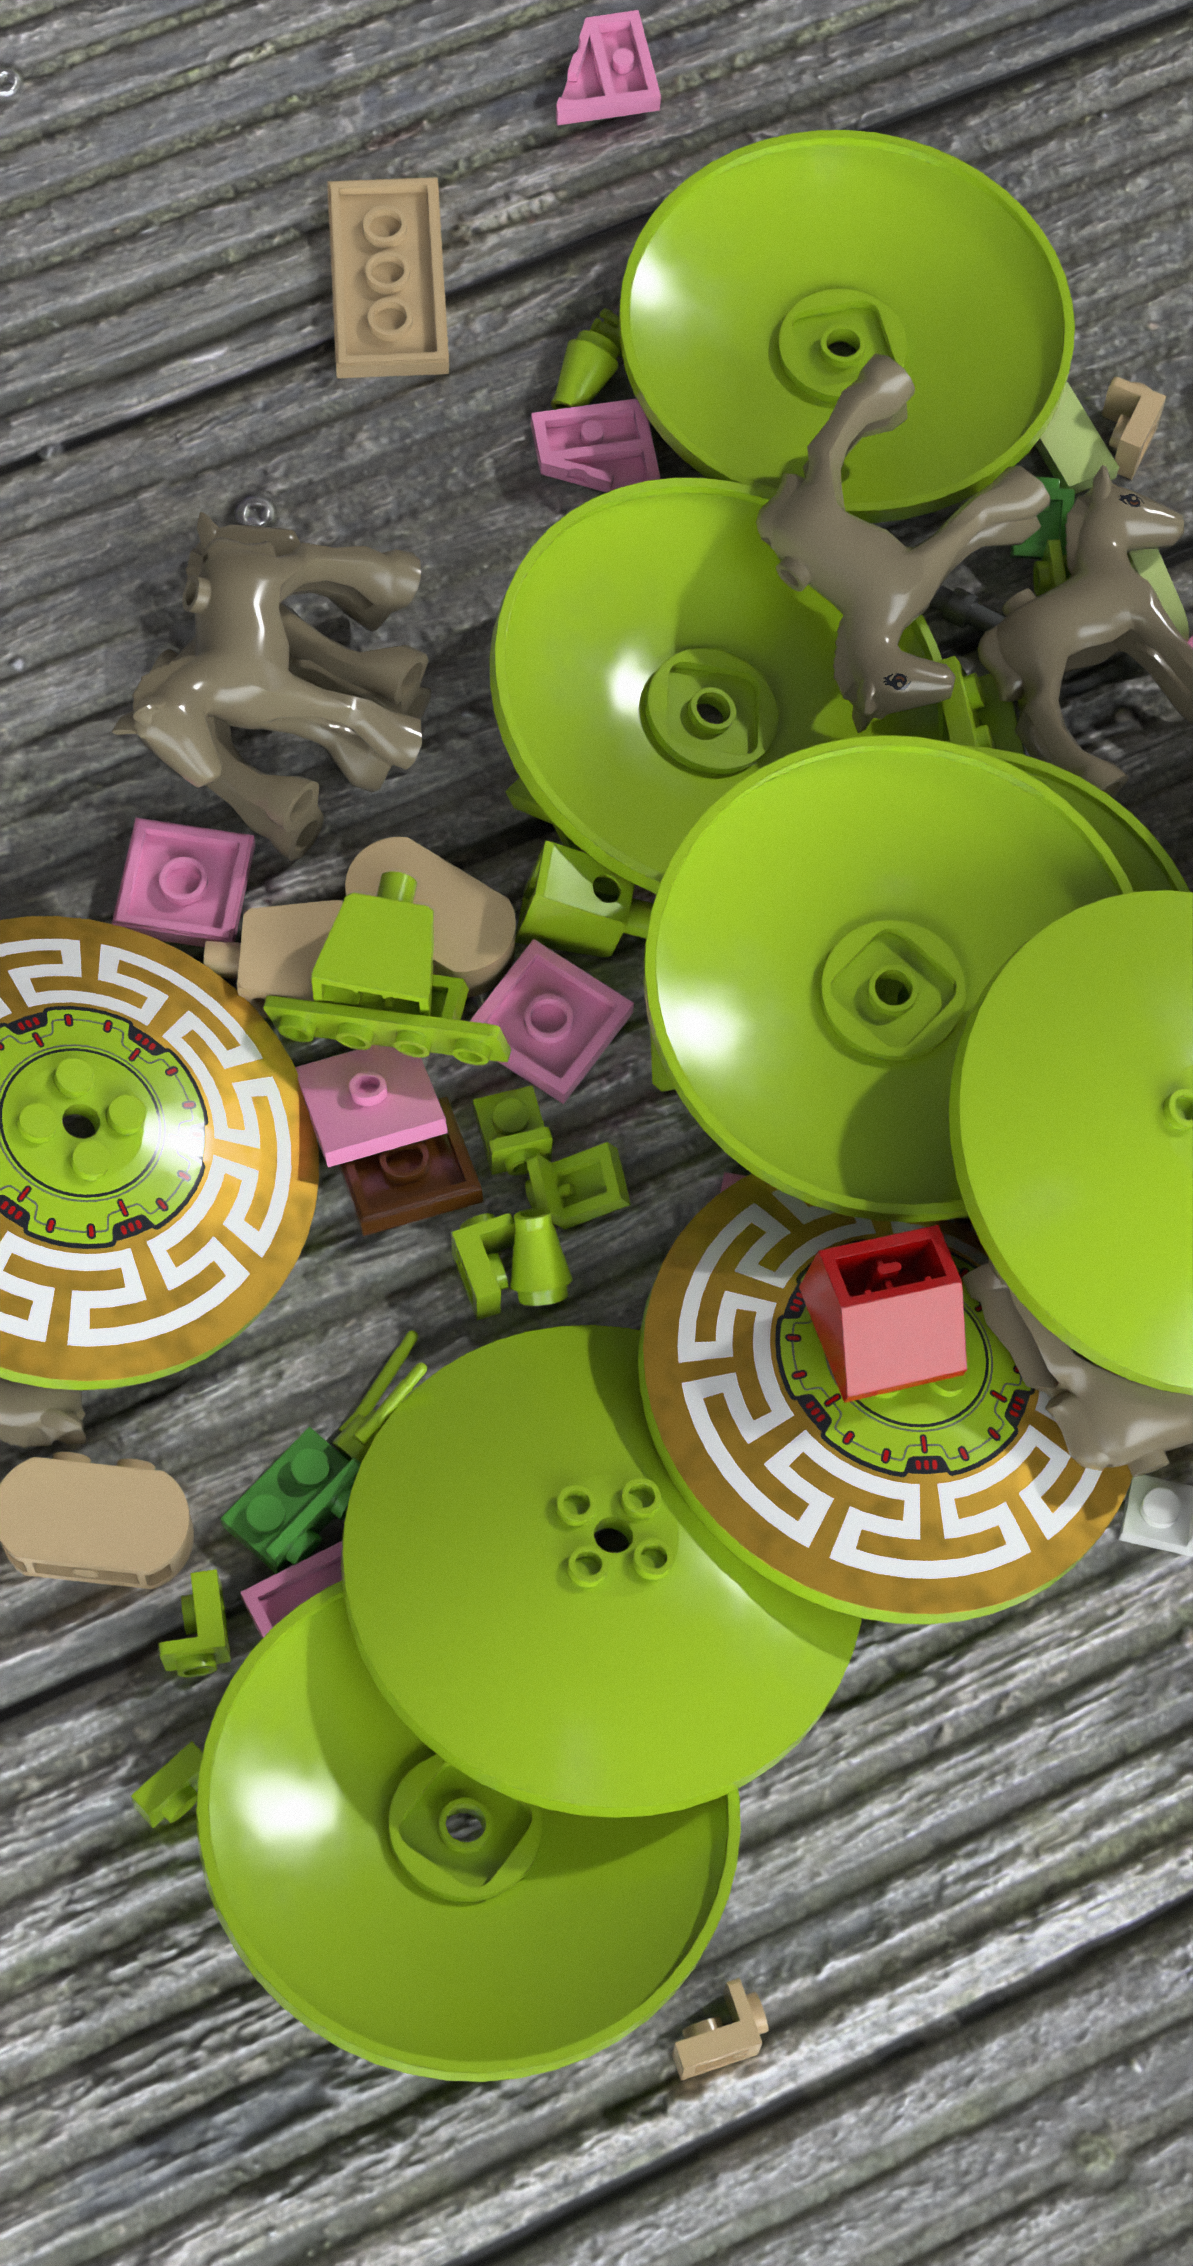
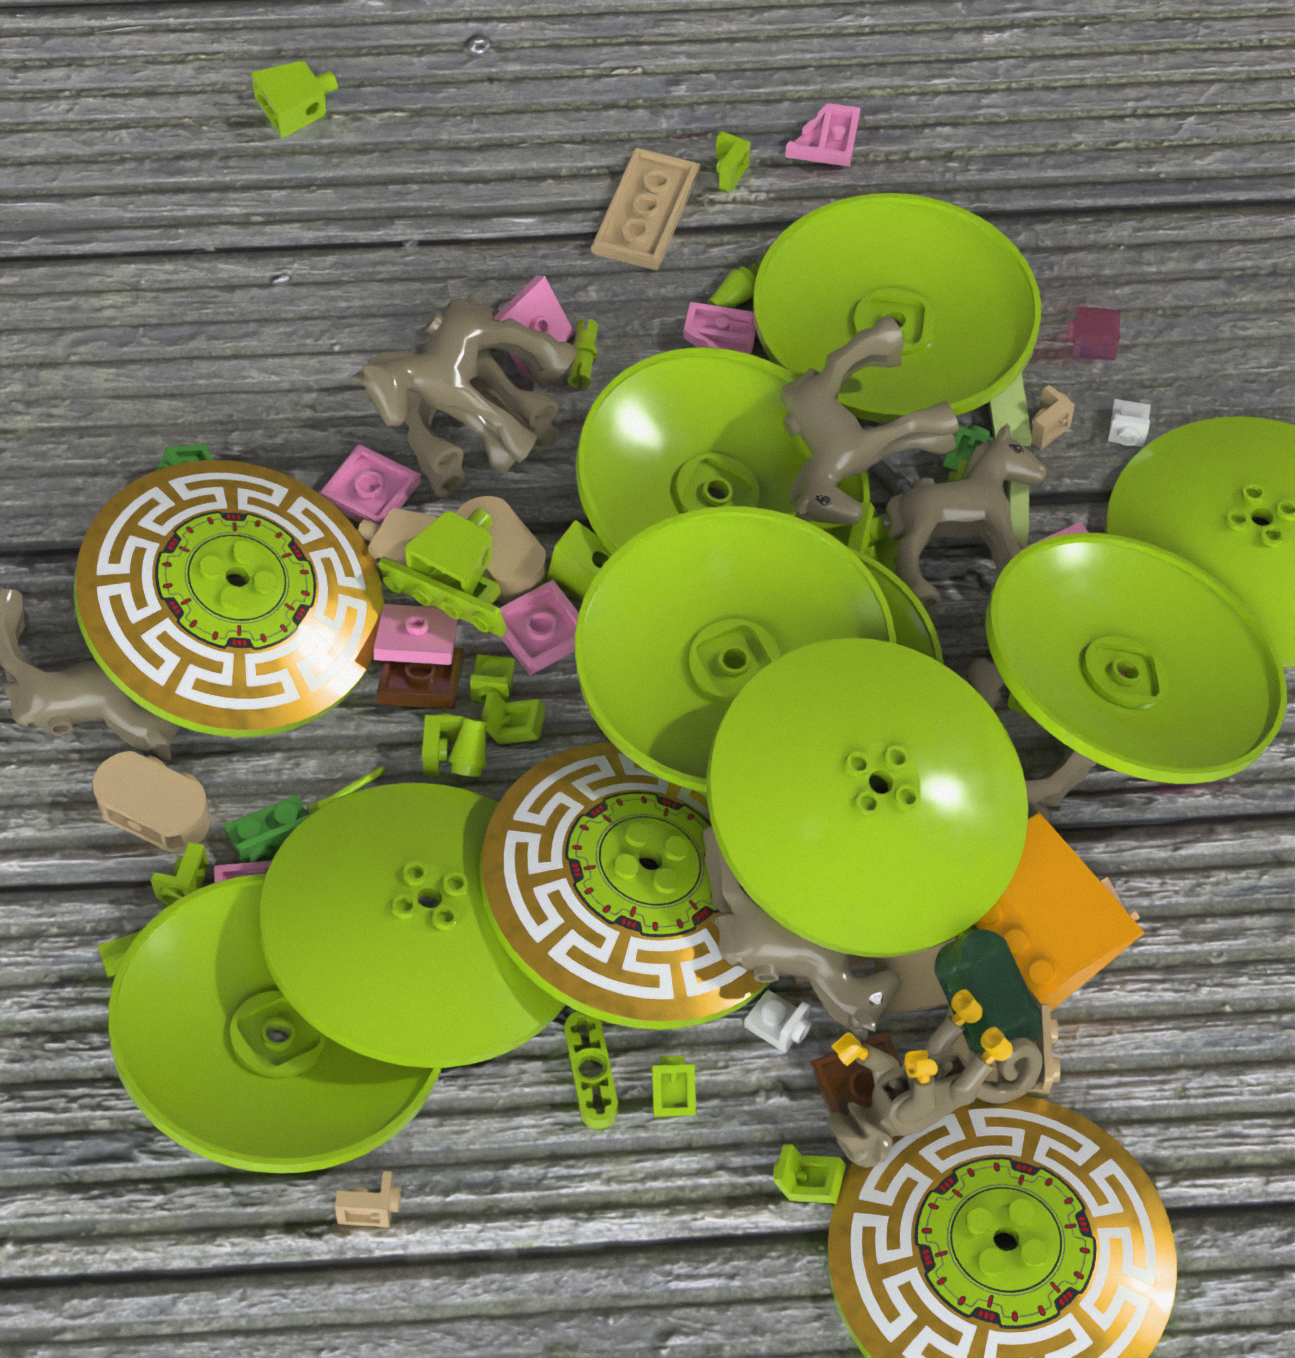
camera: 25 degrees right, 10 degrees down
(317, 512) = (538, 310): none -> bright pink plate
(401, 534) = (586, 353): none -> lime pin
(485, 146) = (733, 159): none -> lime bracket
(888, 1312) = (639, 825): slope -> none
(978, 1726) = (584, 1085): none -> lime beam
(1071, 1676) = (673, 1087): none -> lime bracket
(1136, 269) = (1094, 333): none -> clear pink brick

